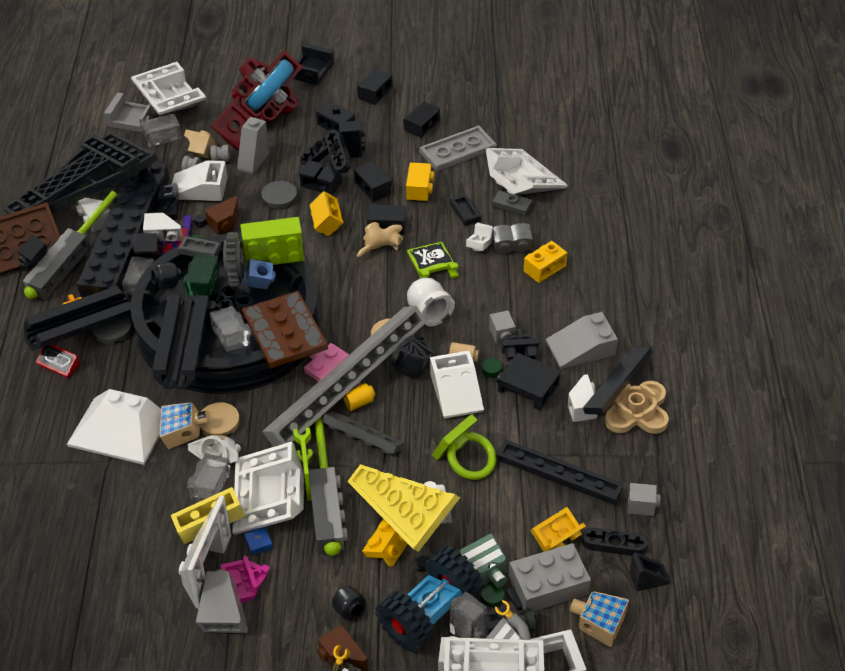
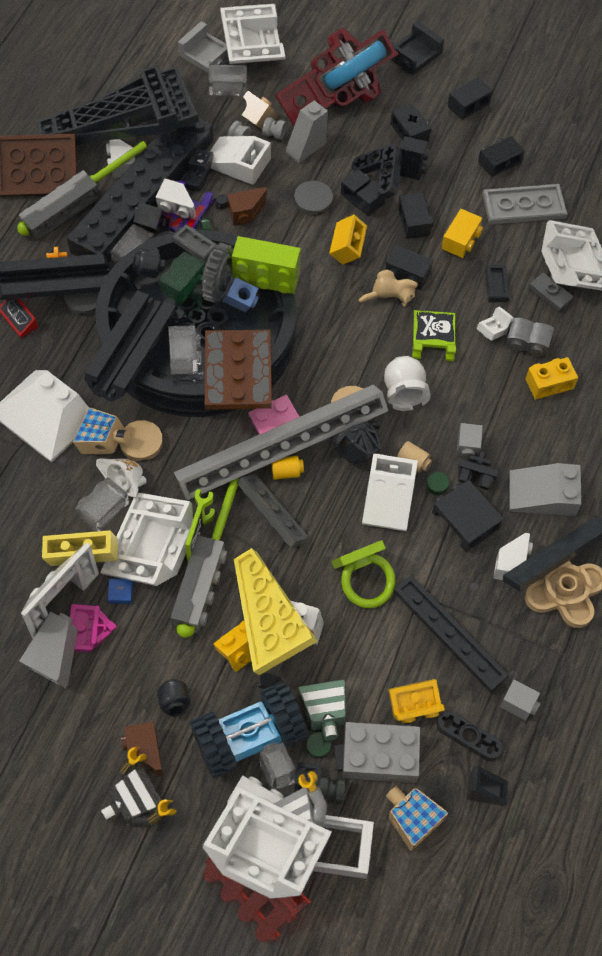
camera: 20 degrees right, 15 degrees up
(31, 252) = (36, 187): black brick -> none

